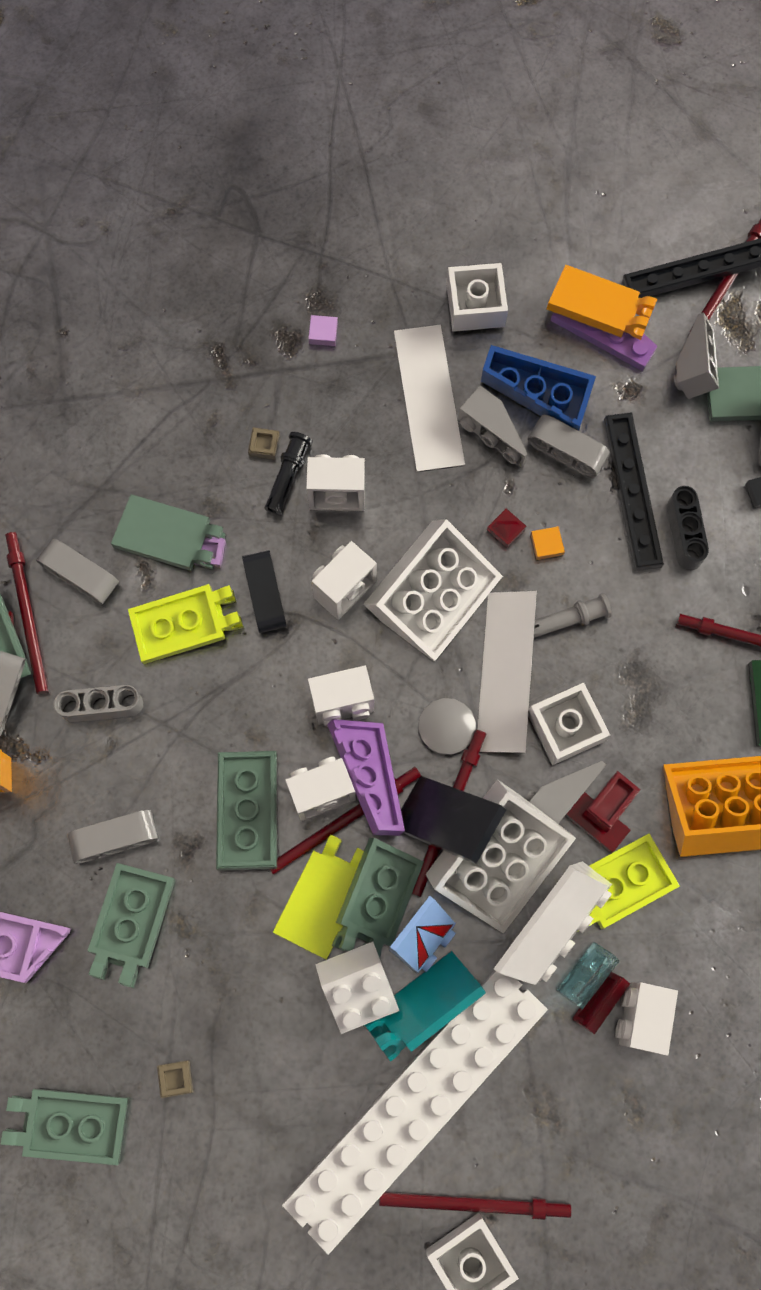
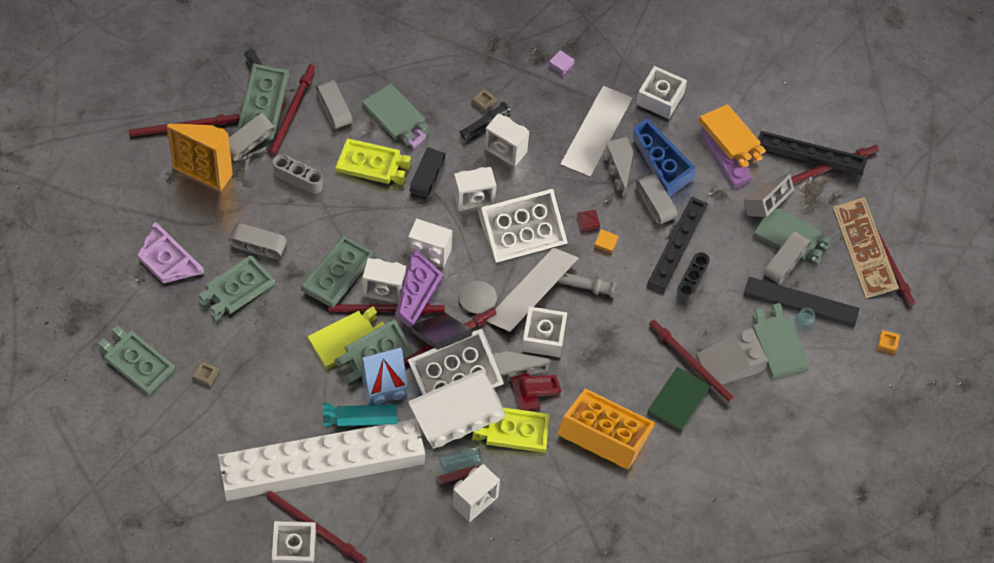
camera: 30 degrees right, 15 degrees down
(356, 987) = (332, 382): white brick -> none

